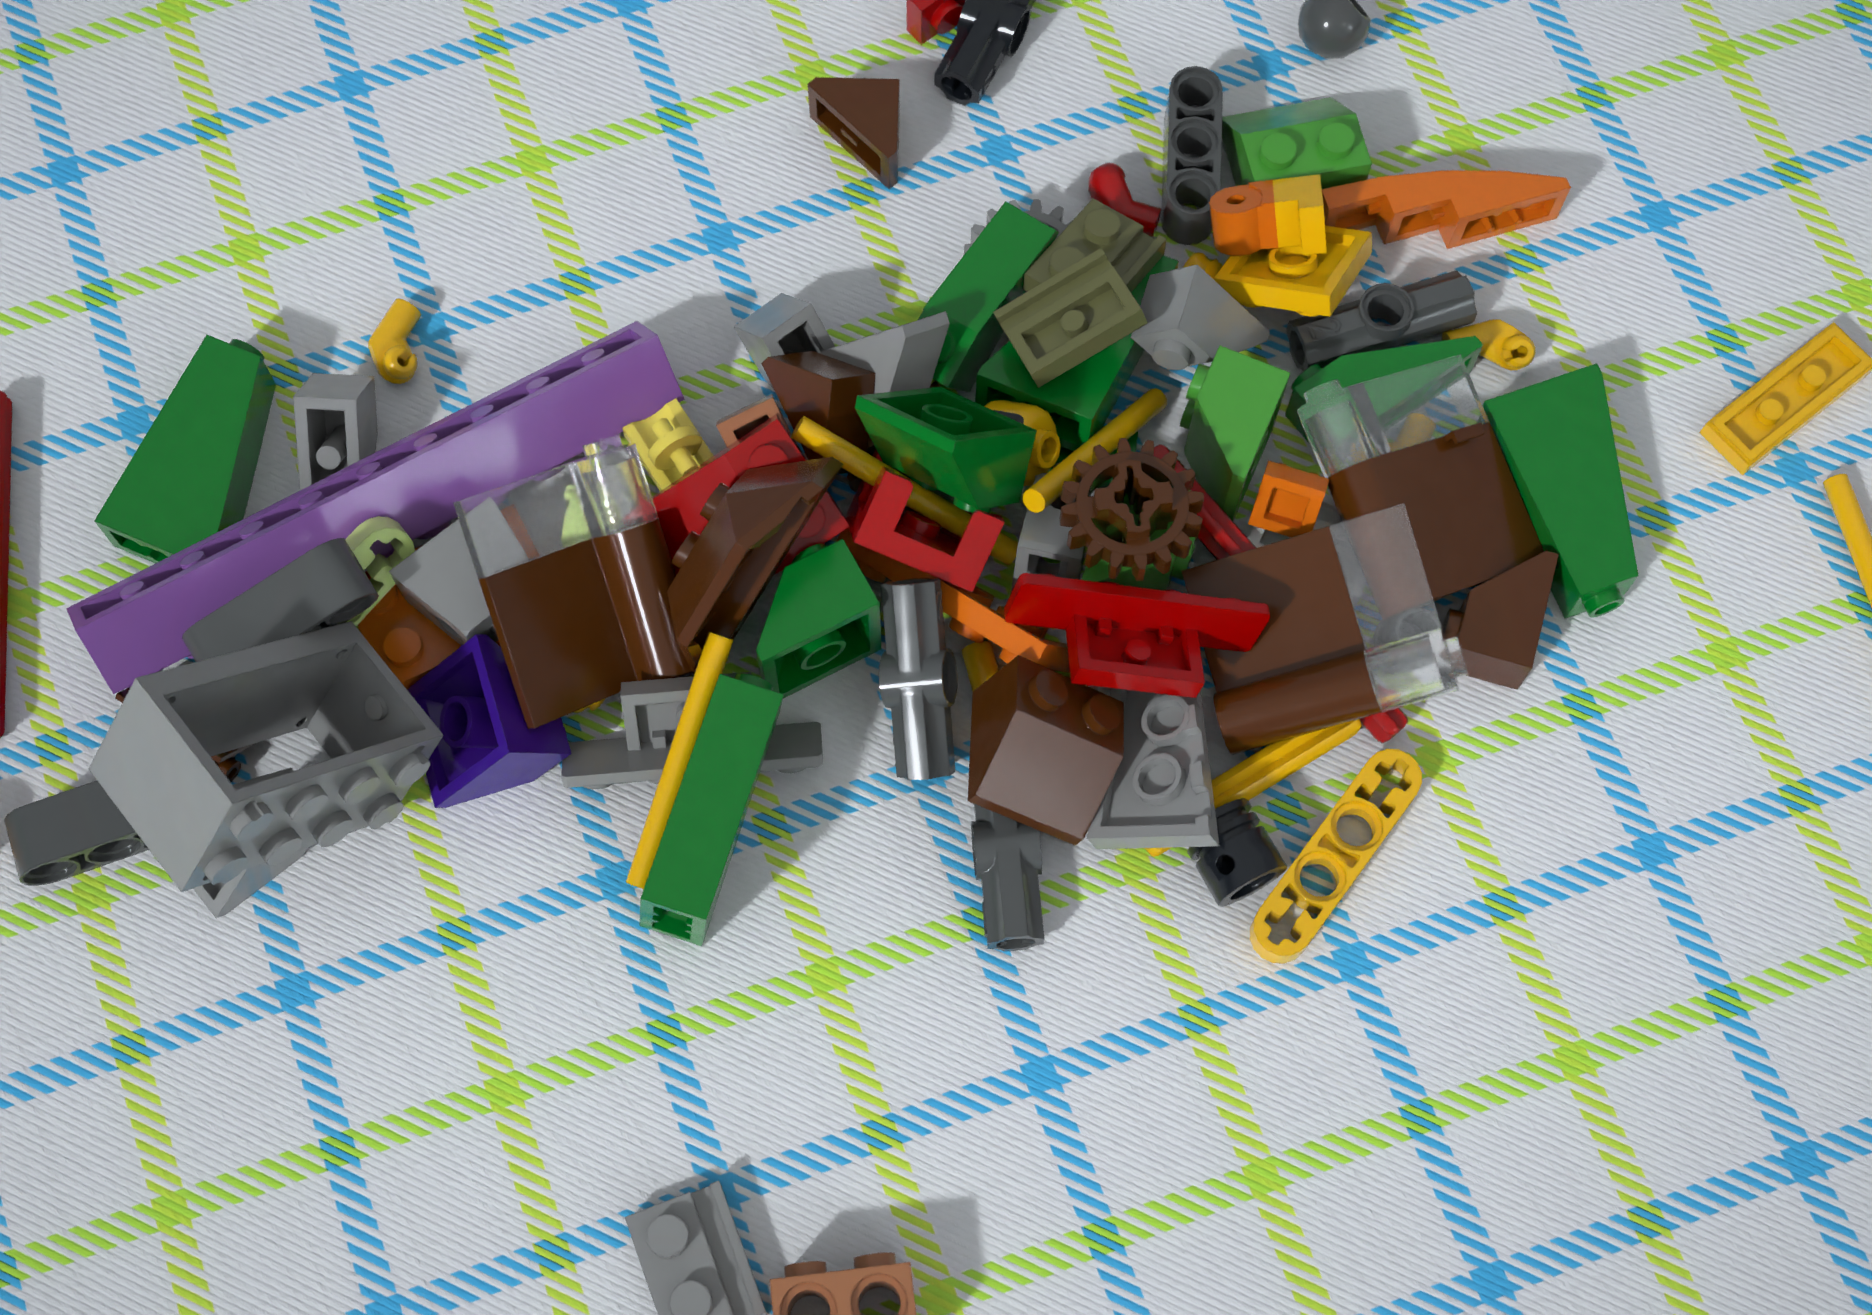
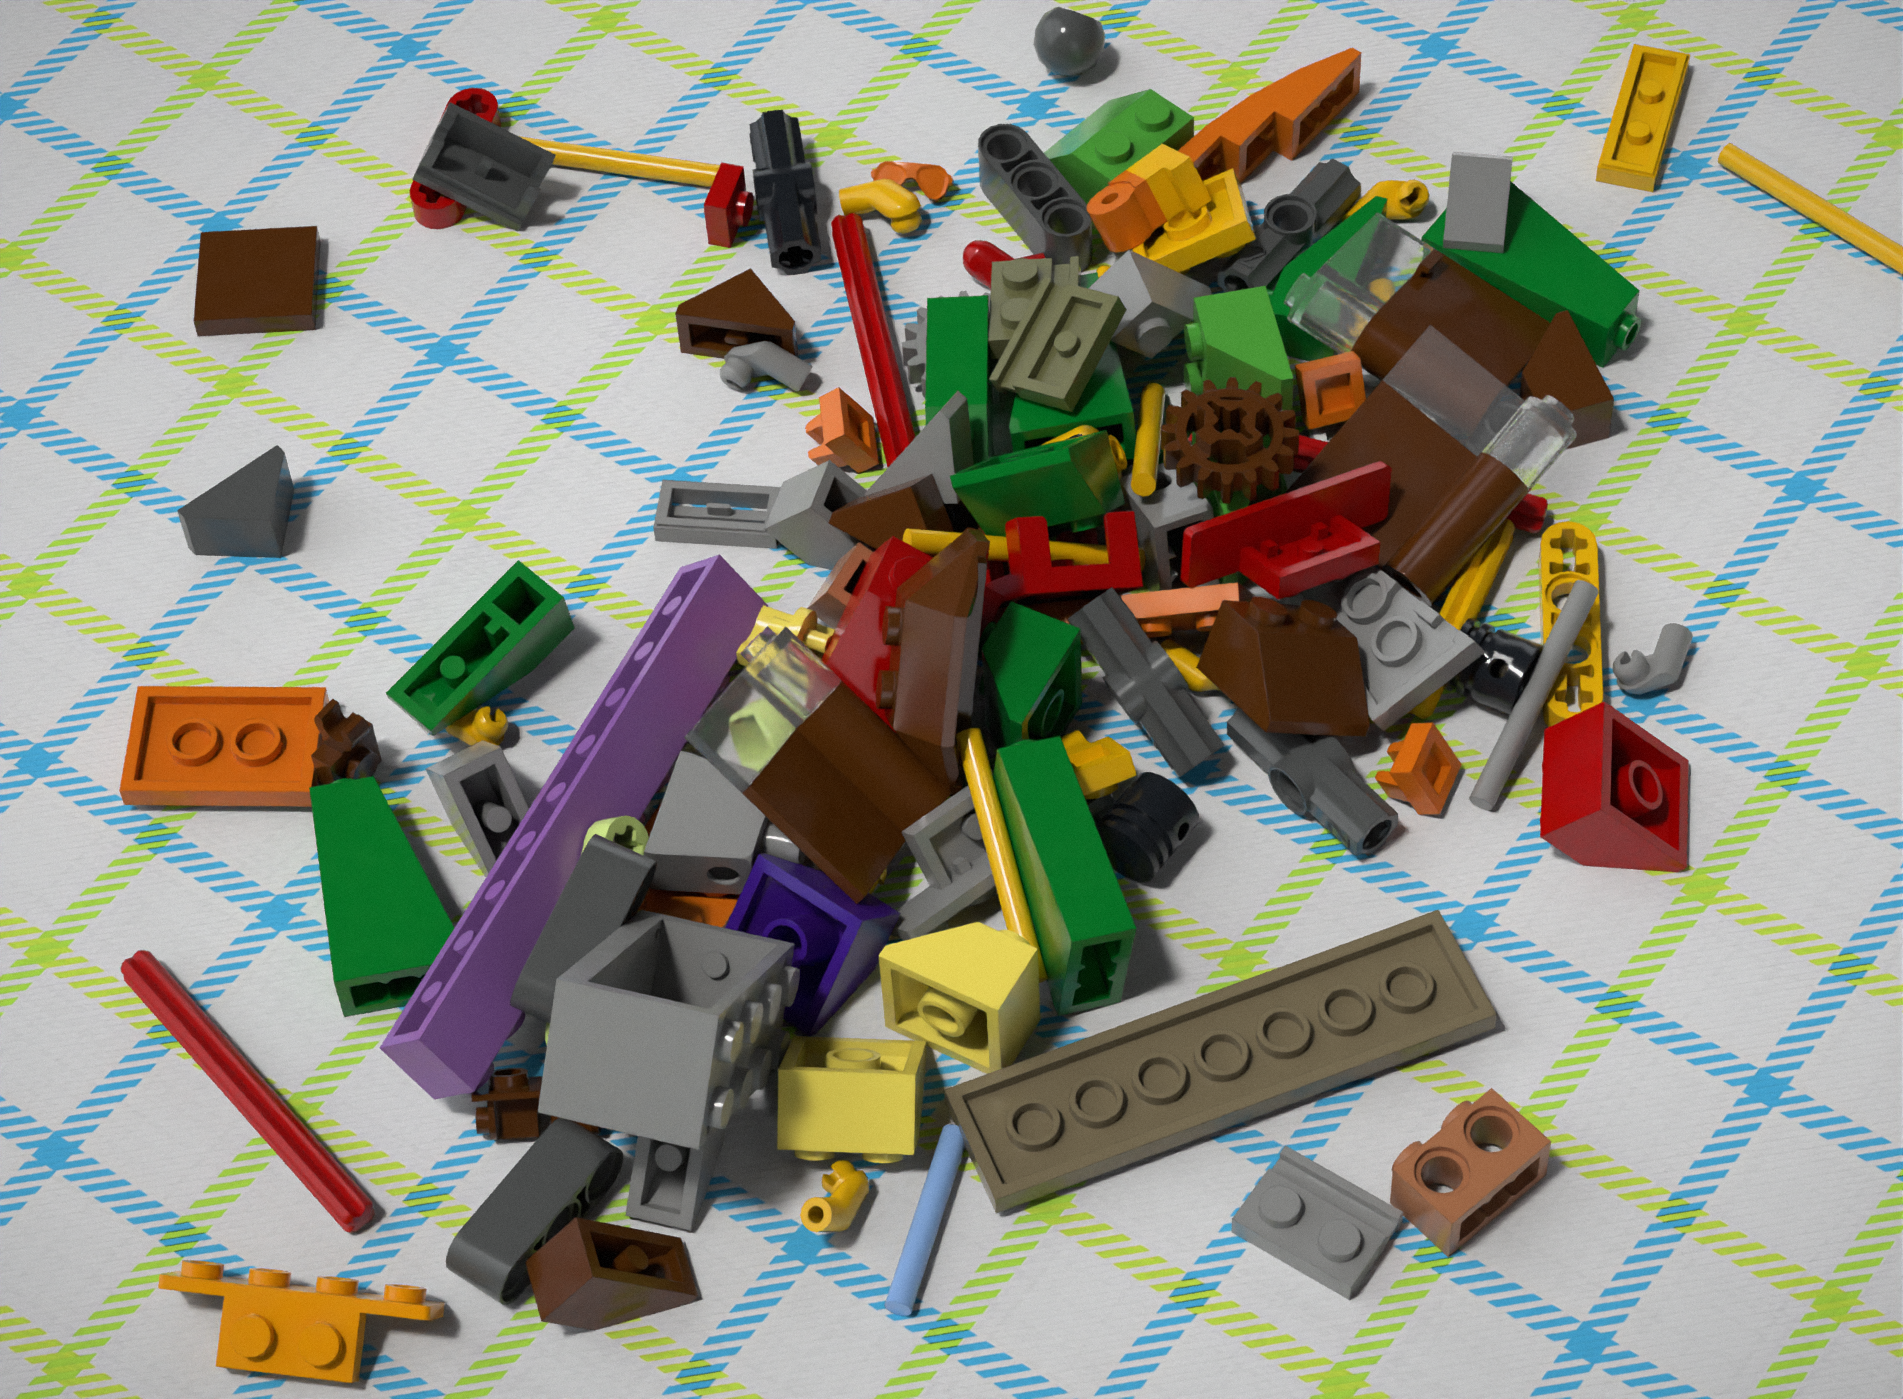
camera: 30 degrees left, 15 degrees down
(115, 921) = (608, 1275): none -> reddish brown slope
(194, 251) = (222, 746): none -> orange plate
(267, 319) = (347, 746): none -> reddish brown plate
(330, 985) = (836, 1212): none -> yellow arm
(363, 50) = (243, 512): none -> dark grey slope
(395, 1040) = (926, 1221): none -> light blue bar
(414, 888) = (851, 1097): none -> light yellow slope
(431, 298) = (485, 650): none -> green slope
(561, 871) = (963, 993): none -> light yellow slope
(704, 298) = (717, 521): none -> light grey tile
(730, 1063) = (1218, 1060): none -> dark tan plate
(817, 725) = (1098, 764): none -> yellow plate
(828, 806) = (1146, 826): none -> black piece
(859, 167) = (760, 360): none -> light grey arm
(871, 277) = (844, 433): none -> orange tile
(967, 196) = (873, 335): none -> red axle
(1072, 78) = (885, 197): none -> yellow arm
(1101, 907) = (1421, 769): none -> orange tile
(1123, 82) = (931, 178): none -> orange piece
(1245, 1045) = (1614, 793): none -> red slope
(1247, 903) = (1533, 695): none -> light grey bar
(1379, 945) = (1657, 670): none -> light grey arm
(1557, 397) = (1477, 202): none -> light grey slope

